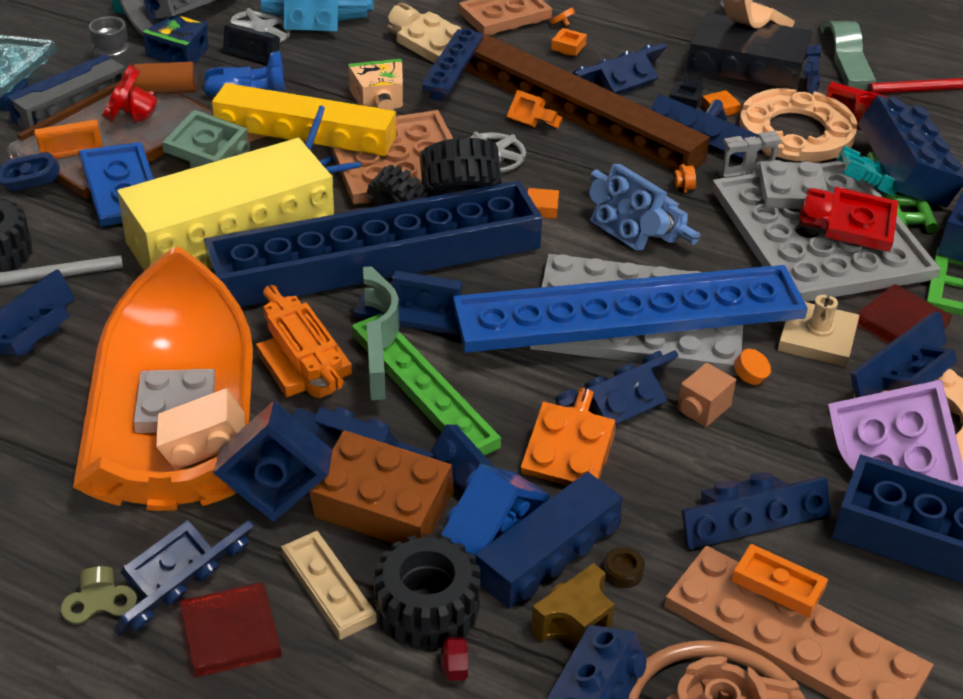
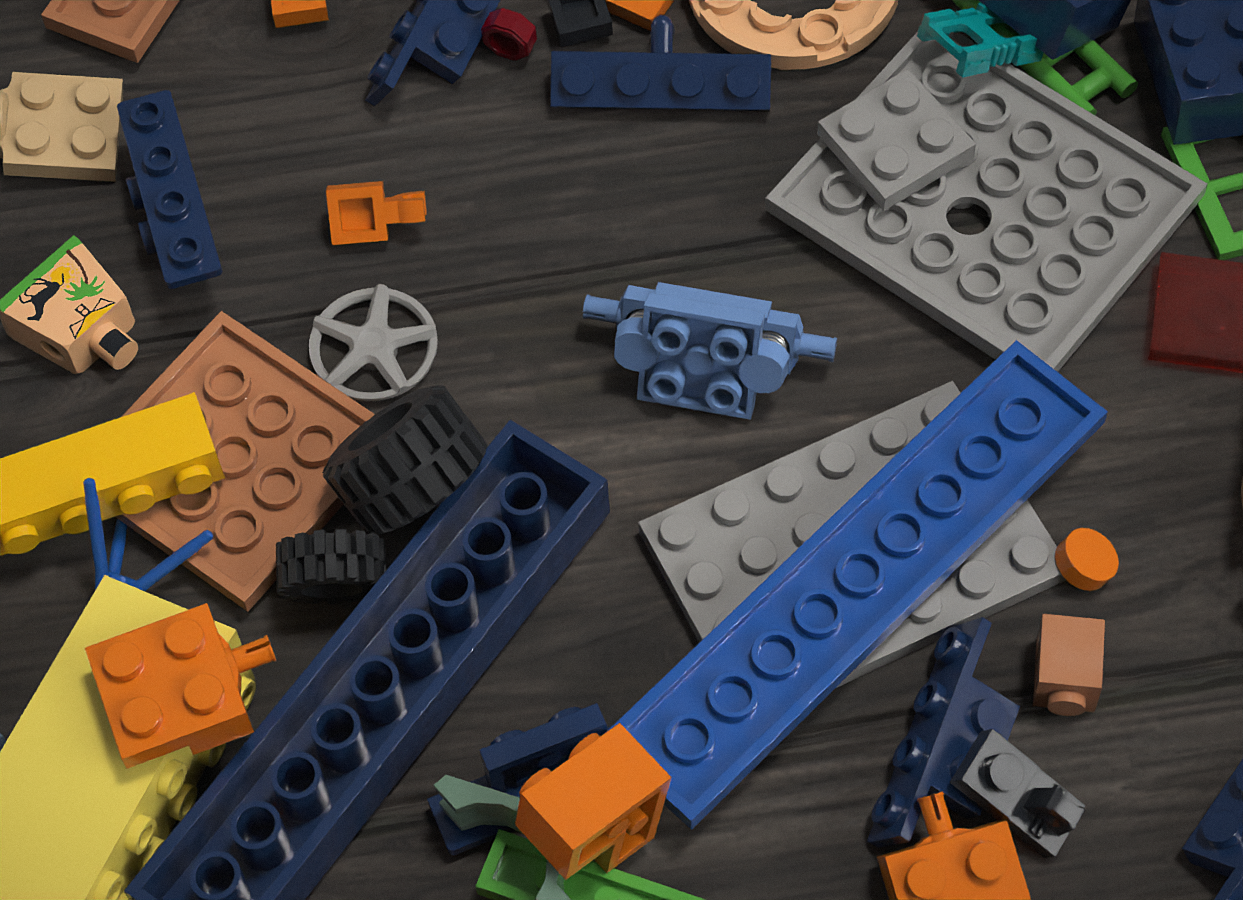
camera: 30 degrees left, 20 degrees up
(287, 171) = (174, 685): none -> orange plate
(426, 300) = (595, 803): none -> orange brick
(545, 201) = (539, 406): orange tile -> none
(590, 105) = (442, 139): reddish brown brick -> none
(634, 423) = (1018, 792): none -> hinge
(647, 87) = (509, 34): none -> dark red tile
(685, 178) = (715, 213): orange plate -> none
(750, 147) = (784, 109): light grey piece -> none
(822, 335) = (1142, 425): tan tile -> none
(851, 216) = (1036, 166): red plate -> none

